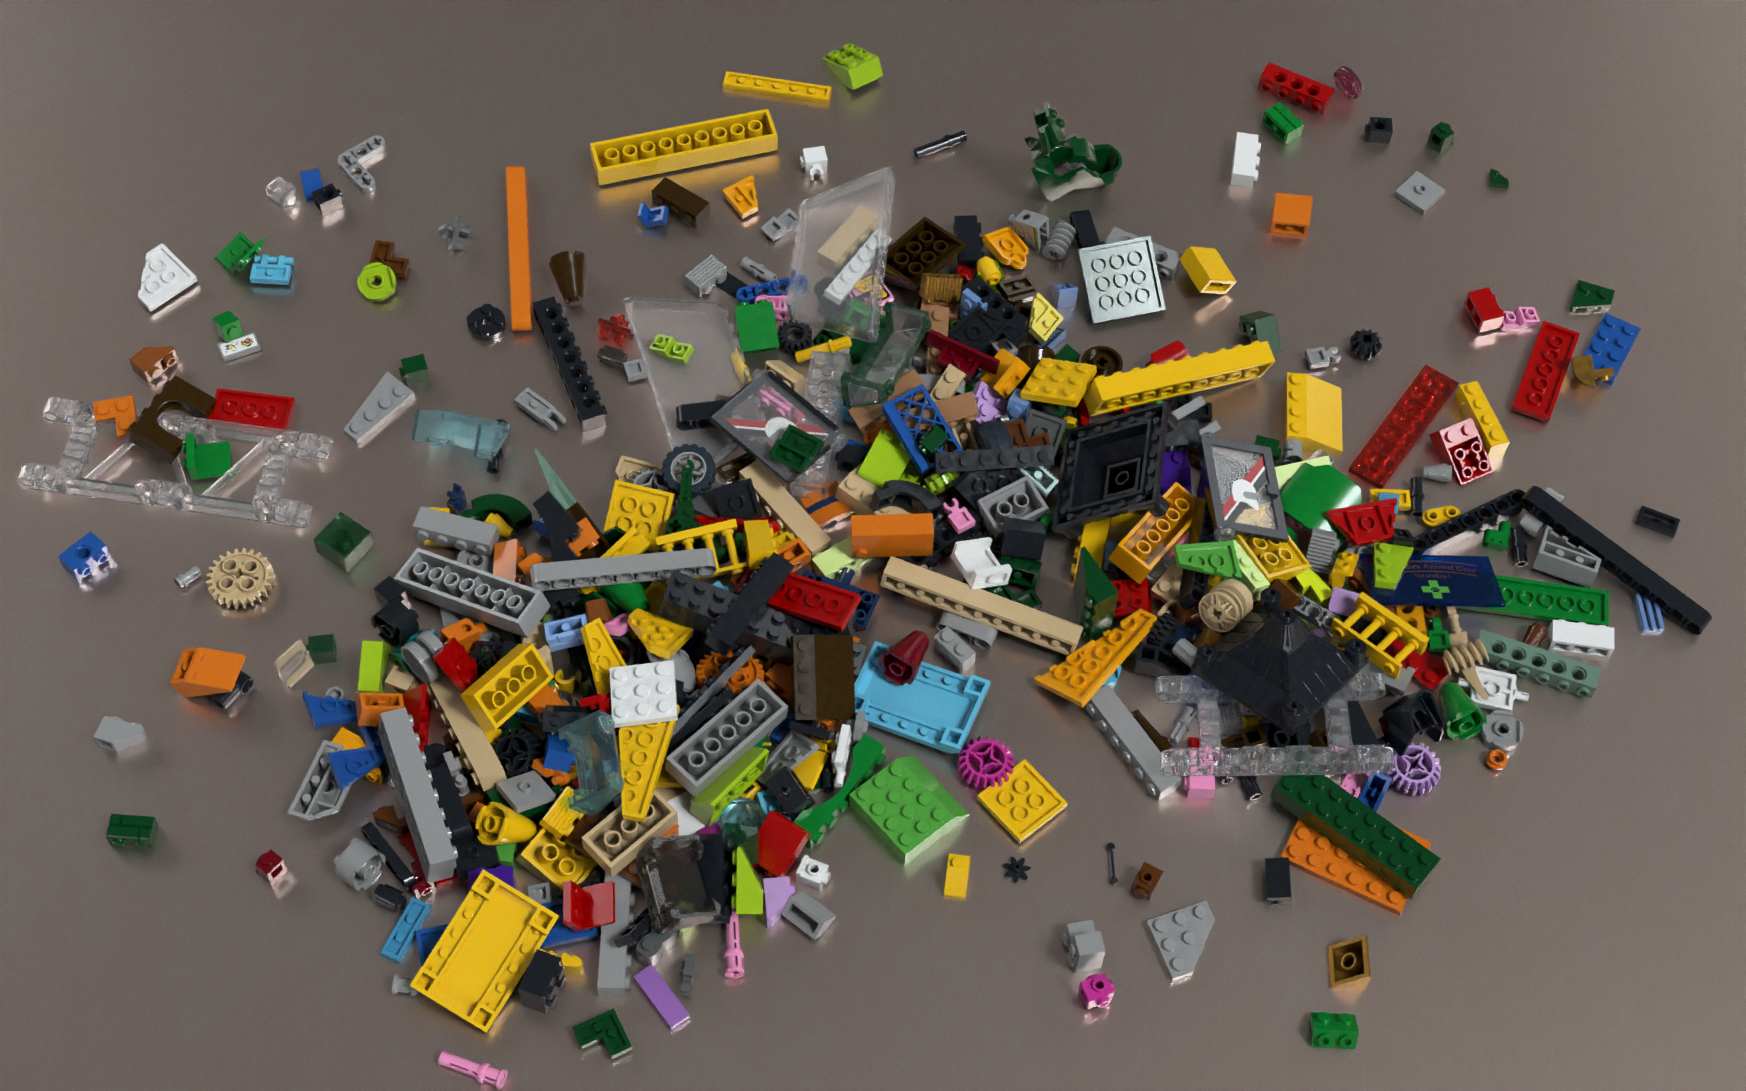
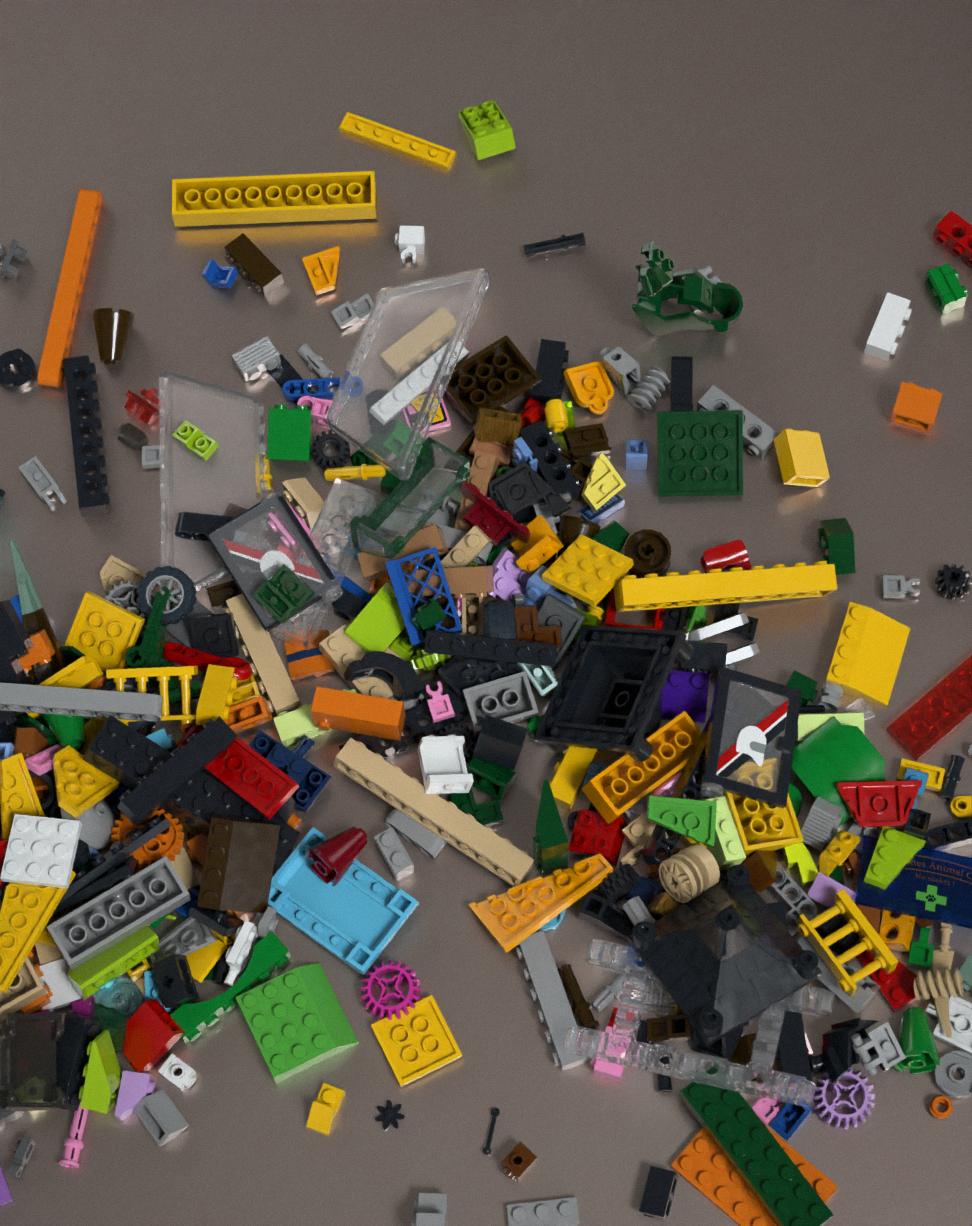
camera: 20 degrees right, 10 degrees up
(1439, 708) = (884, 1043): none -> light grey plate

